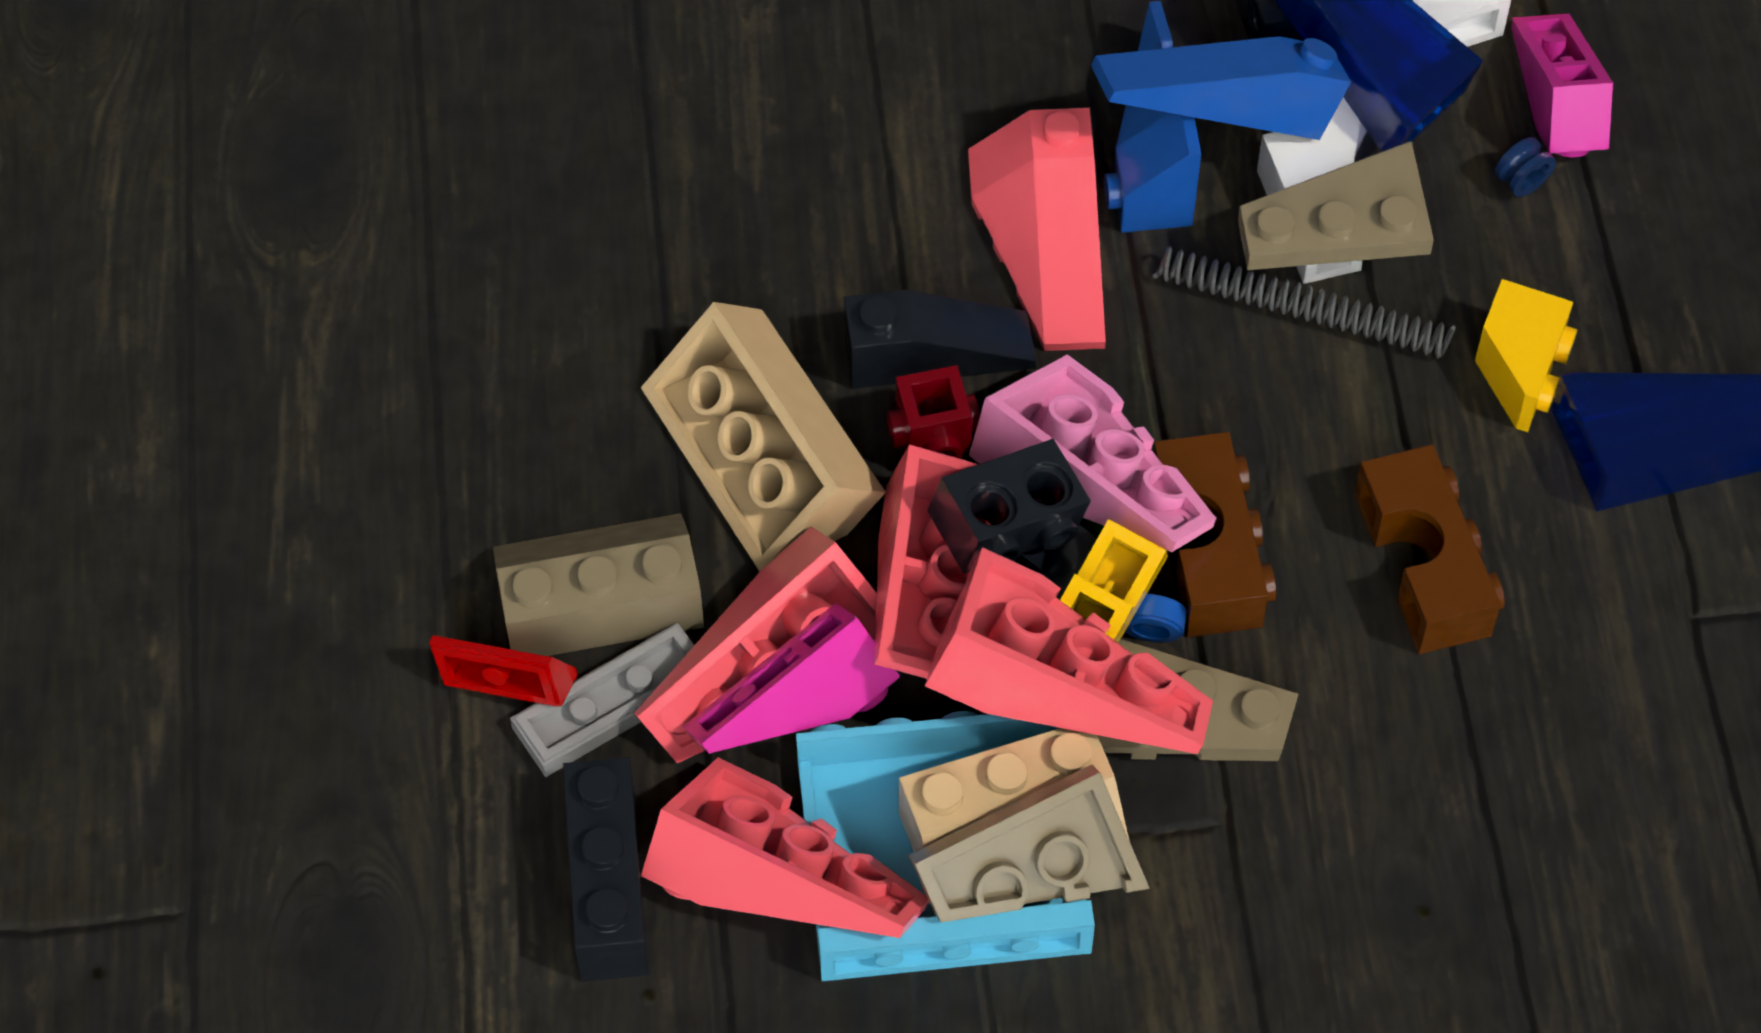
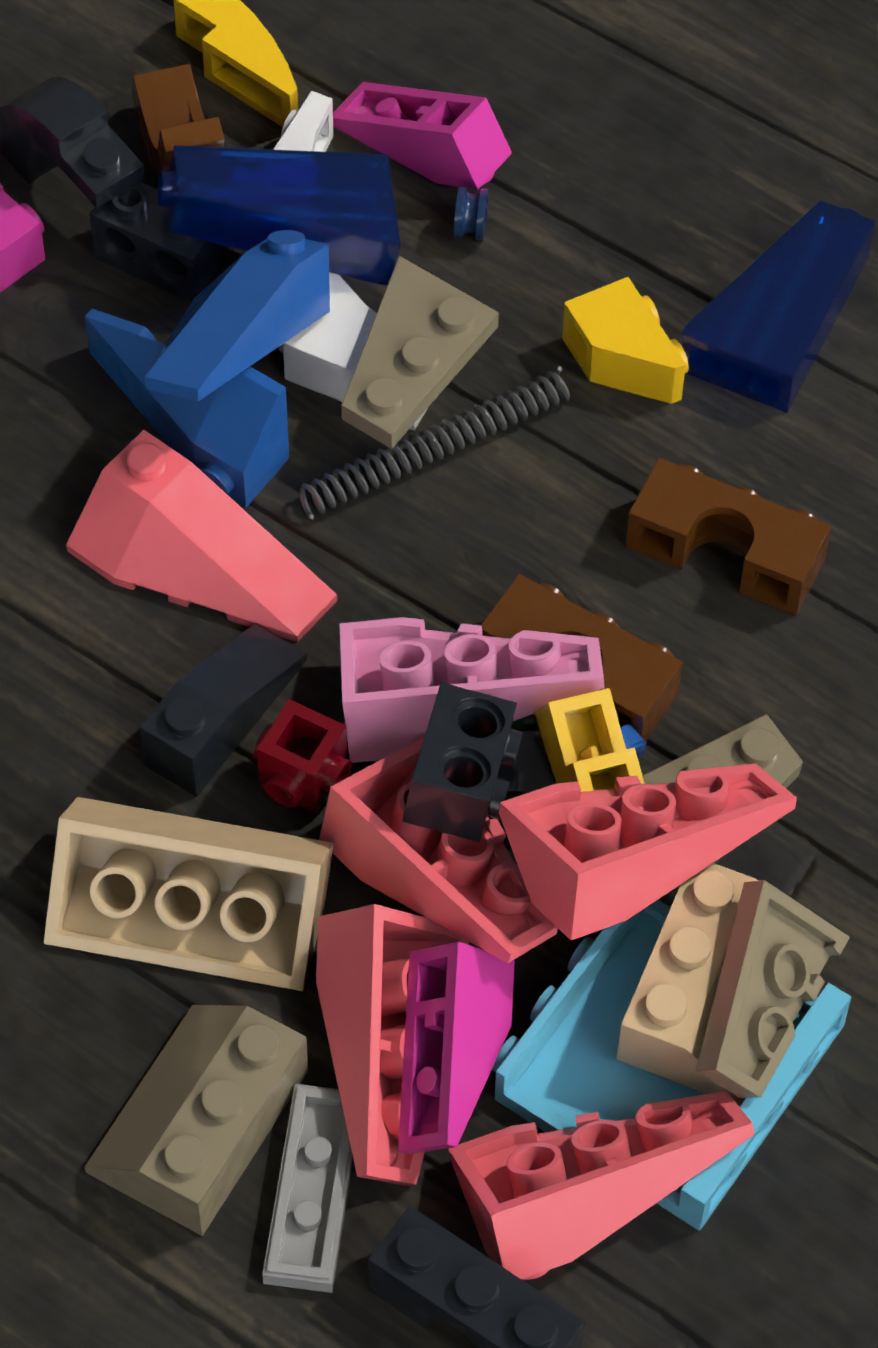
camera: 50 degrees left, 0 degrees up
(502, 671) = (221, 1247): red slope -> none

